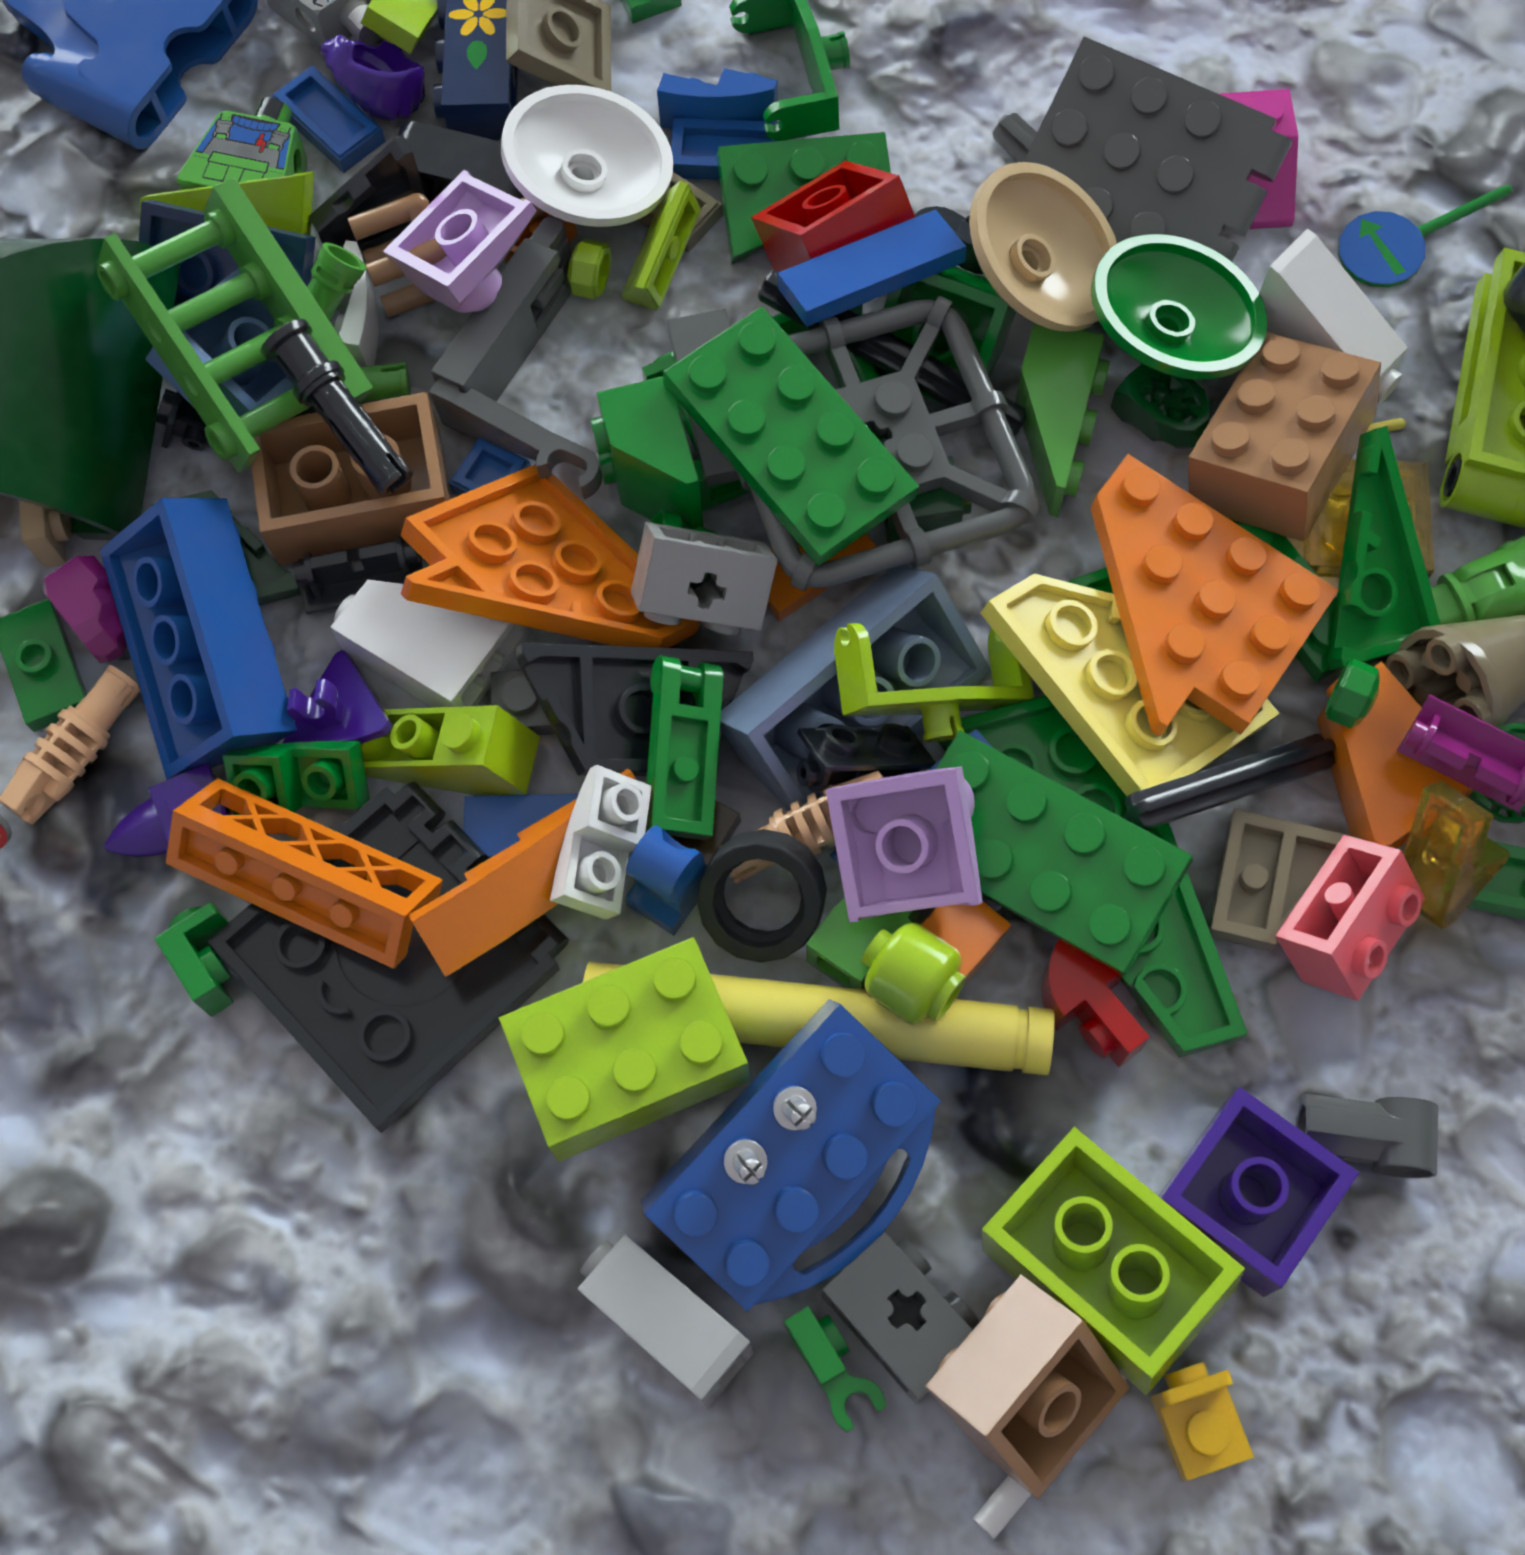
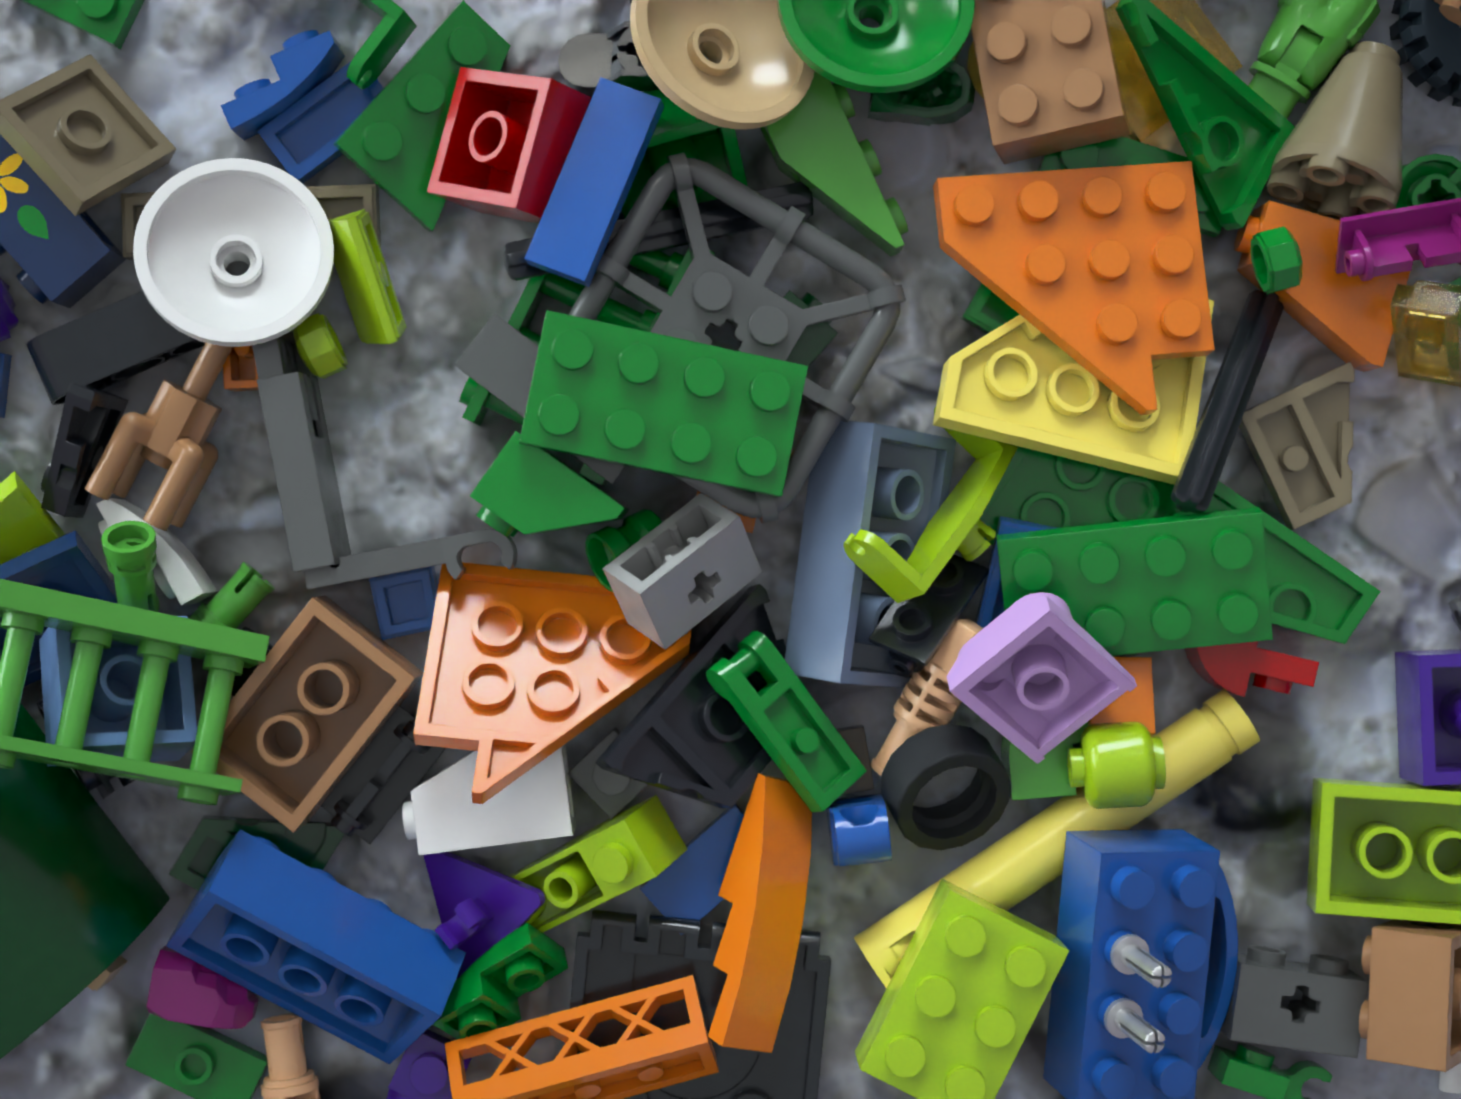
camera: 45 degrees left, 20 degrees up
(322, 386) = (240, 684): black pin -> none
(475, 230) = (227, 428): lavender slope -> none
(597, 842) = (801, 872): white slope -> none
(1351, 917) = (1395, 437): coral brick -> none

